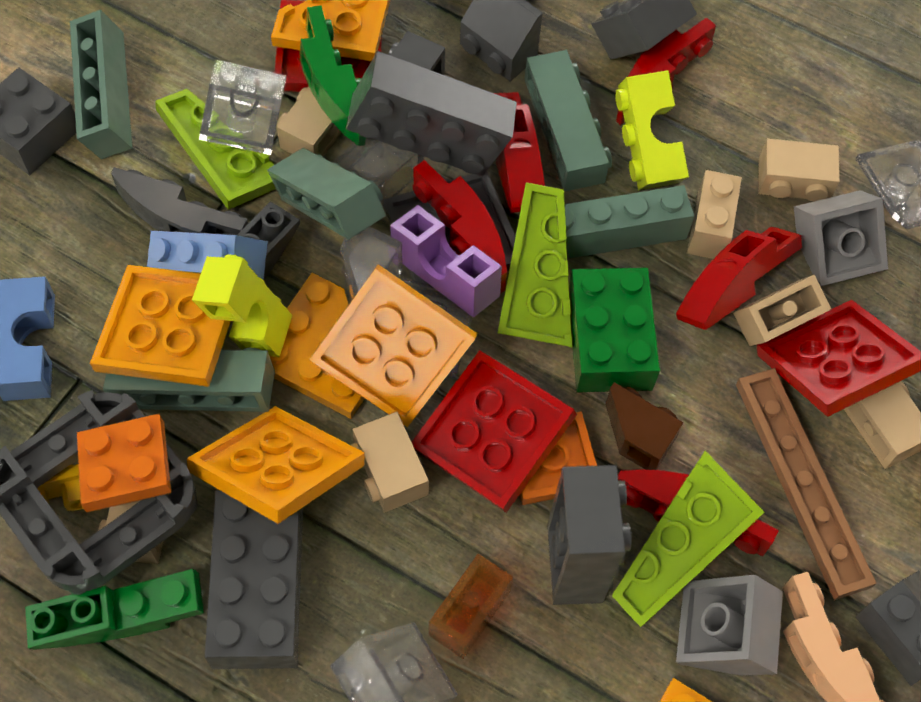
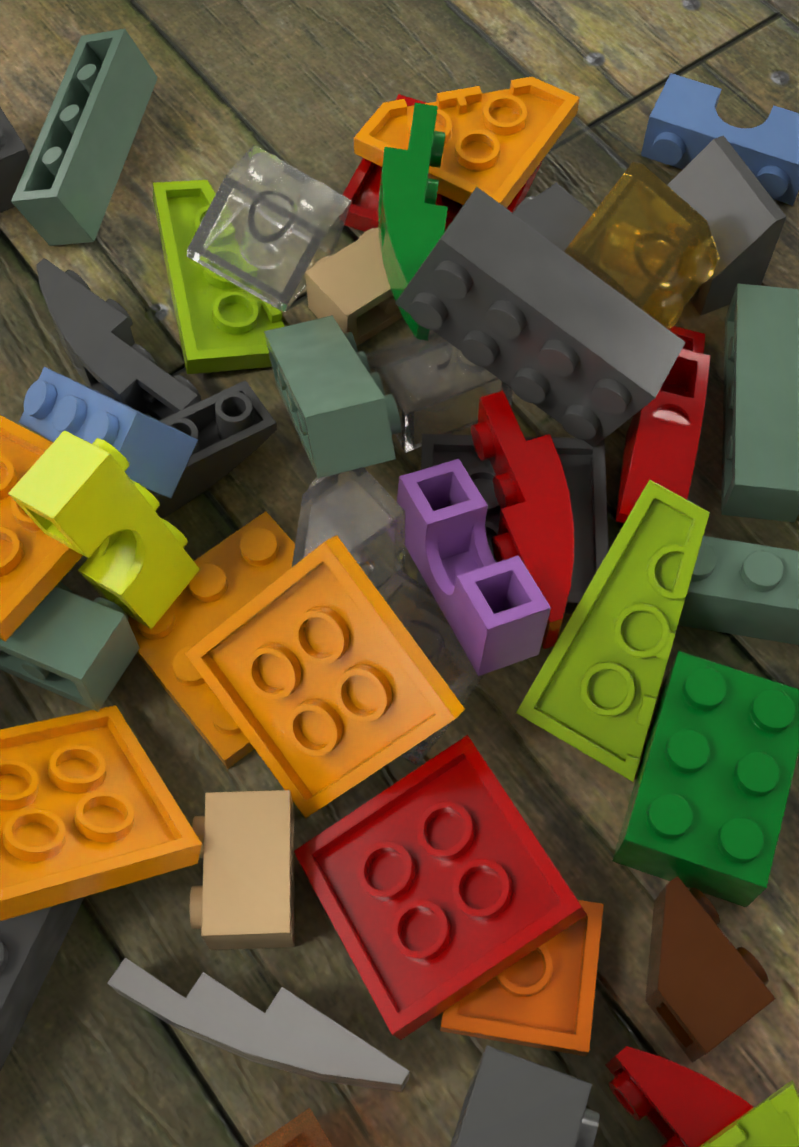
camera: 25 degrees right, 0 degrees up
(449, 535) = (285, 1037): none -> light grey slope
(472, 51) = (647, 245): none -> clear yellow slope

